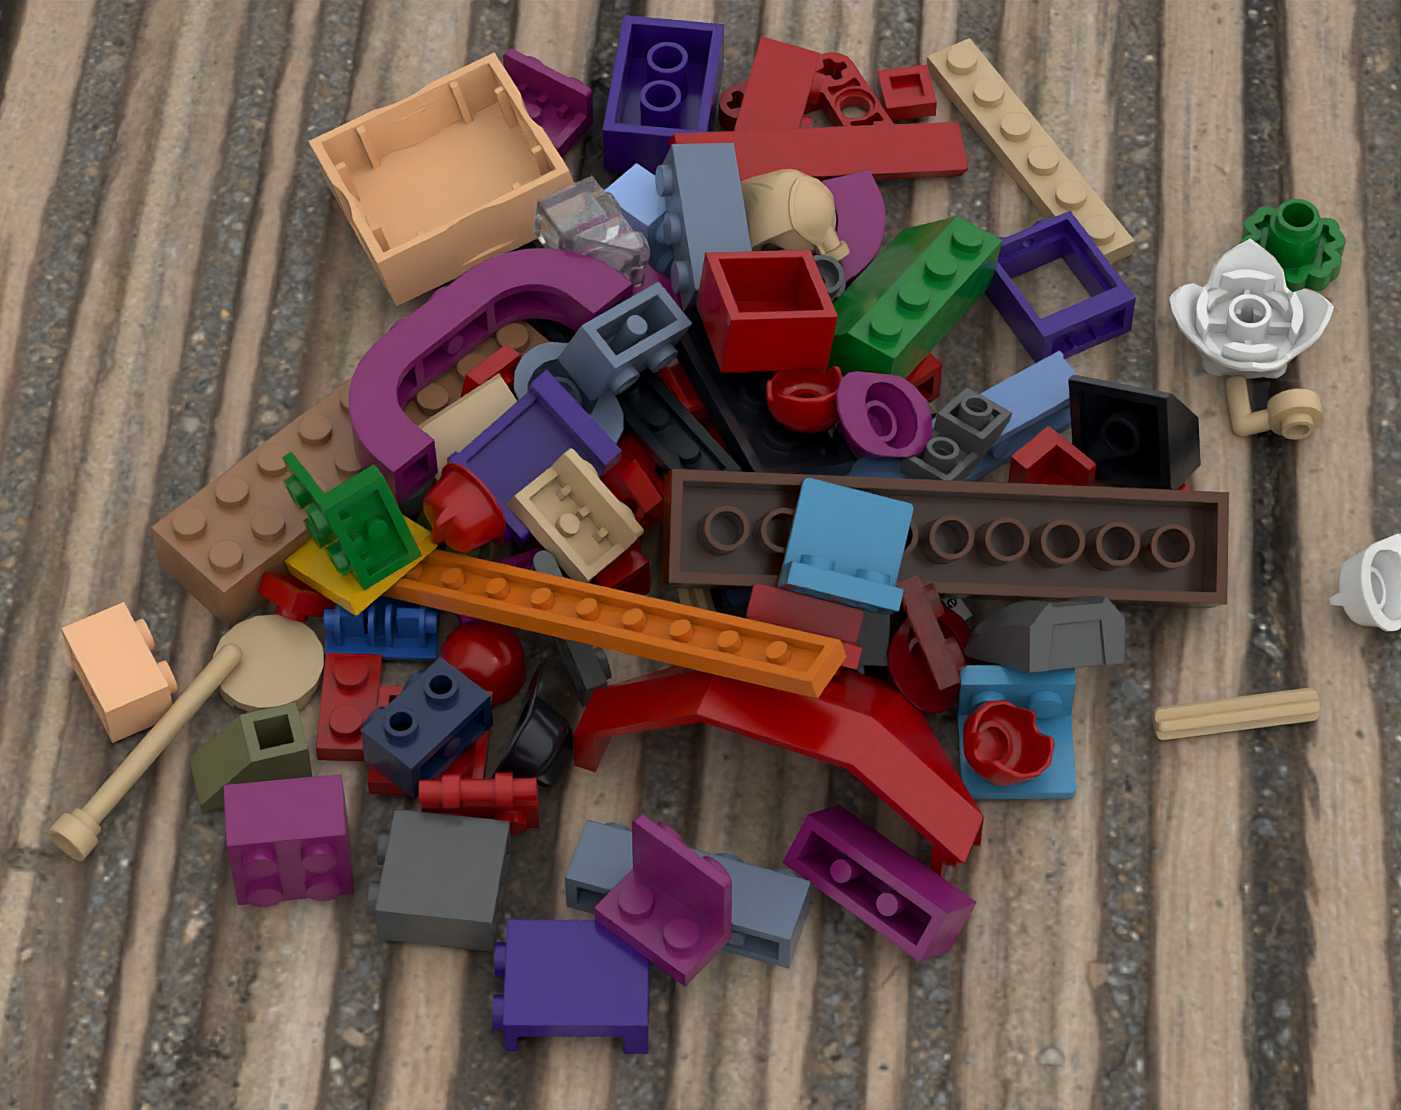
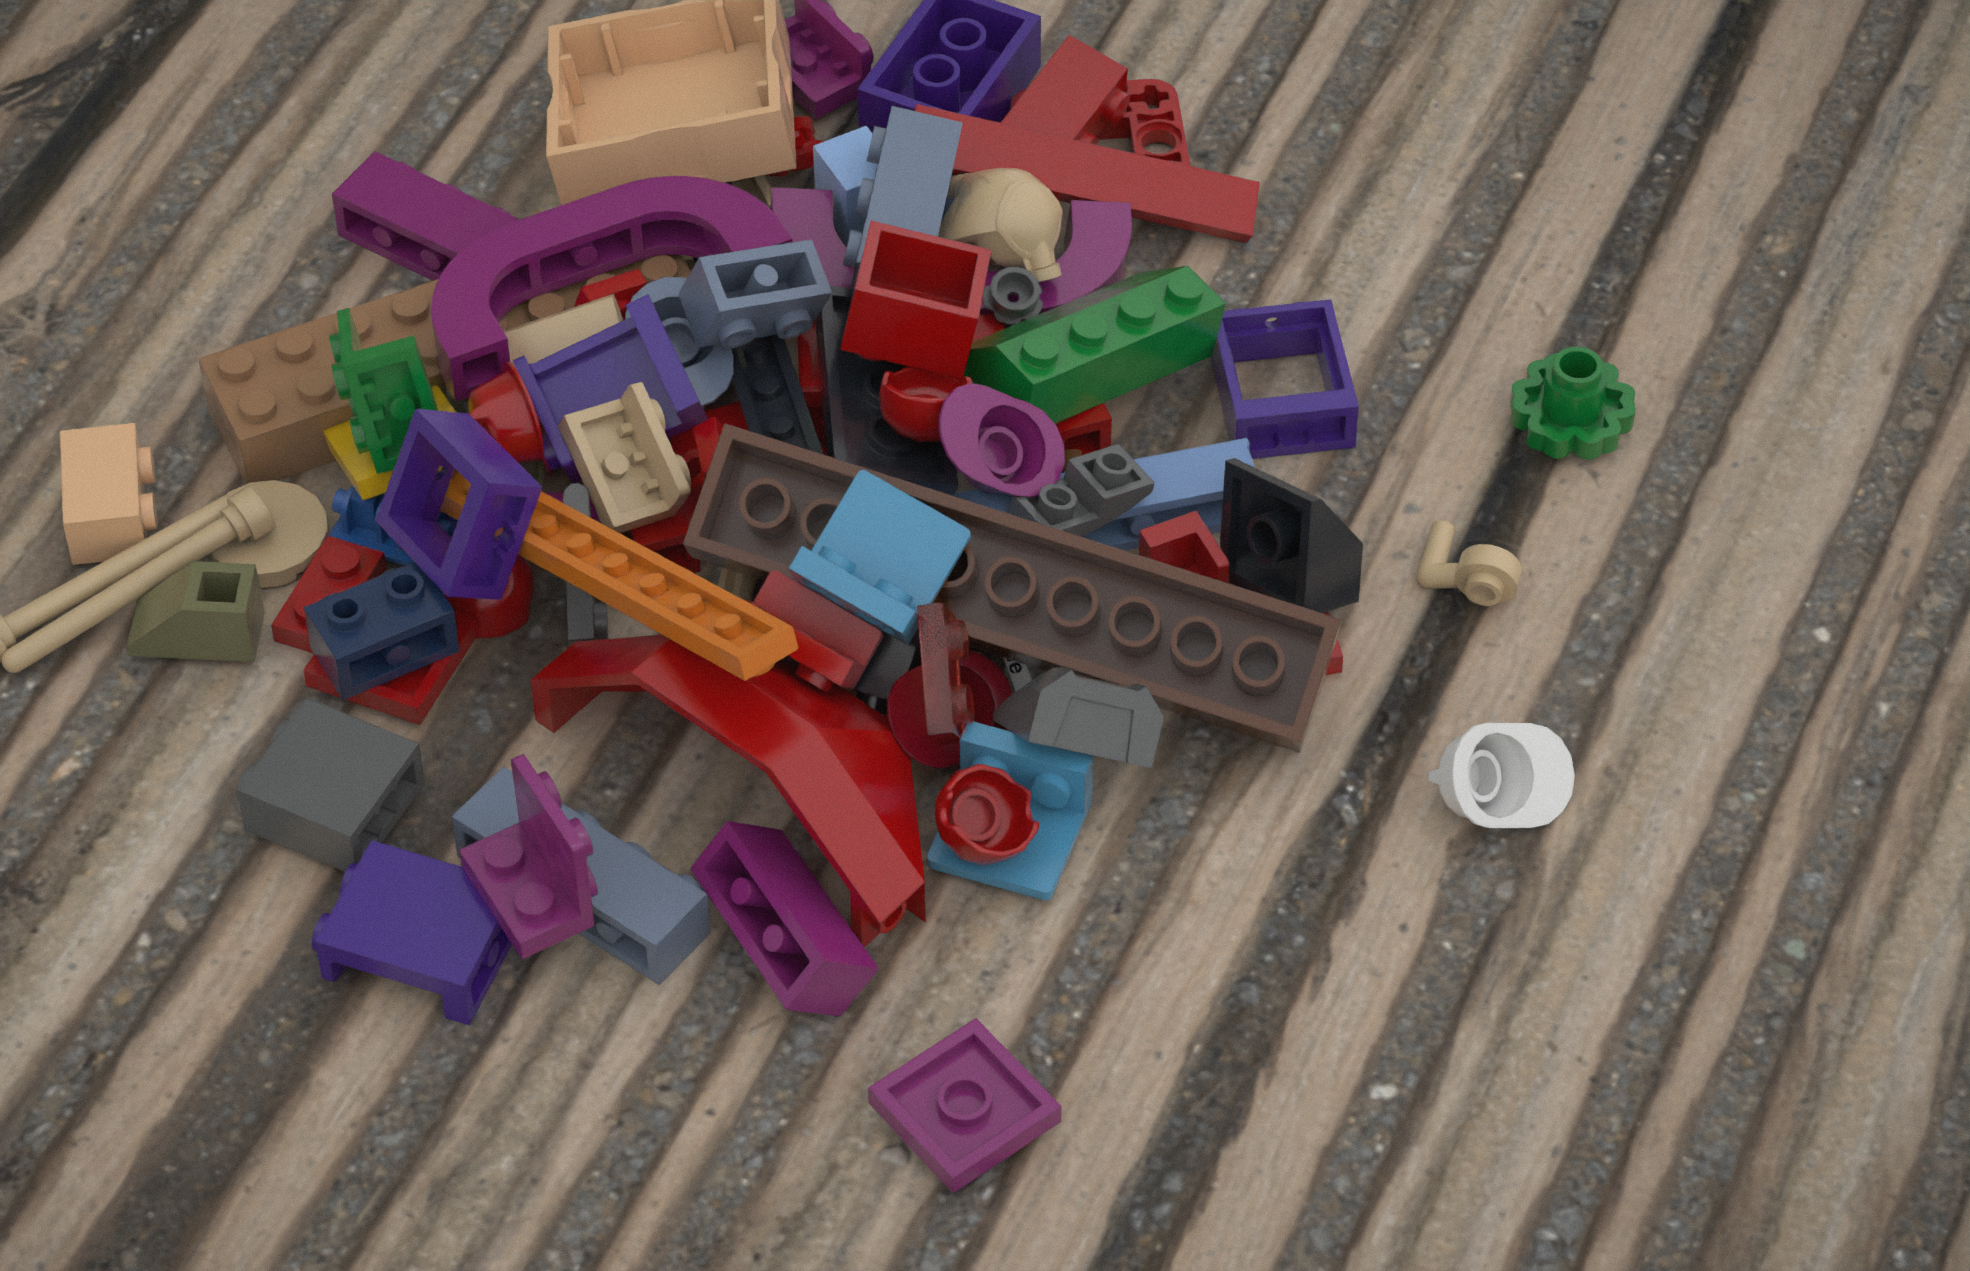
camera: 20 degrees right, 5 degrees down
(254, 659) = (241, 519): none -> tan piece
(276, 347) = (410, 215): none -> magenta brick
(288, 840) = (188, 699): magenta brick -> none
(293, 597) = (315, 468): red plate -> none
(491, 798) = (418, 715): red plate -> none
(505, 610) = (499, 497): none -> dark purple window
(539, 740) = (493, 677): black piece -> none
(591, 223) = (782, 173): clear slope -> none
(906, 92) = (1222, 141): red plate -> none
(1024, 145) = (1330, 235): tan plate -> none
(1094, 997) = (964, 1105): none -> magenta plate
(1236, 713) = (1270, 865): tan axle -> none
(1247, 316) = (1481, 463): white brick -> none

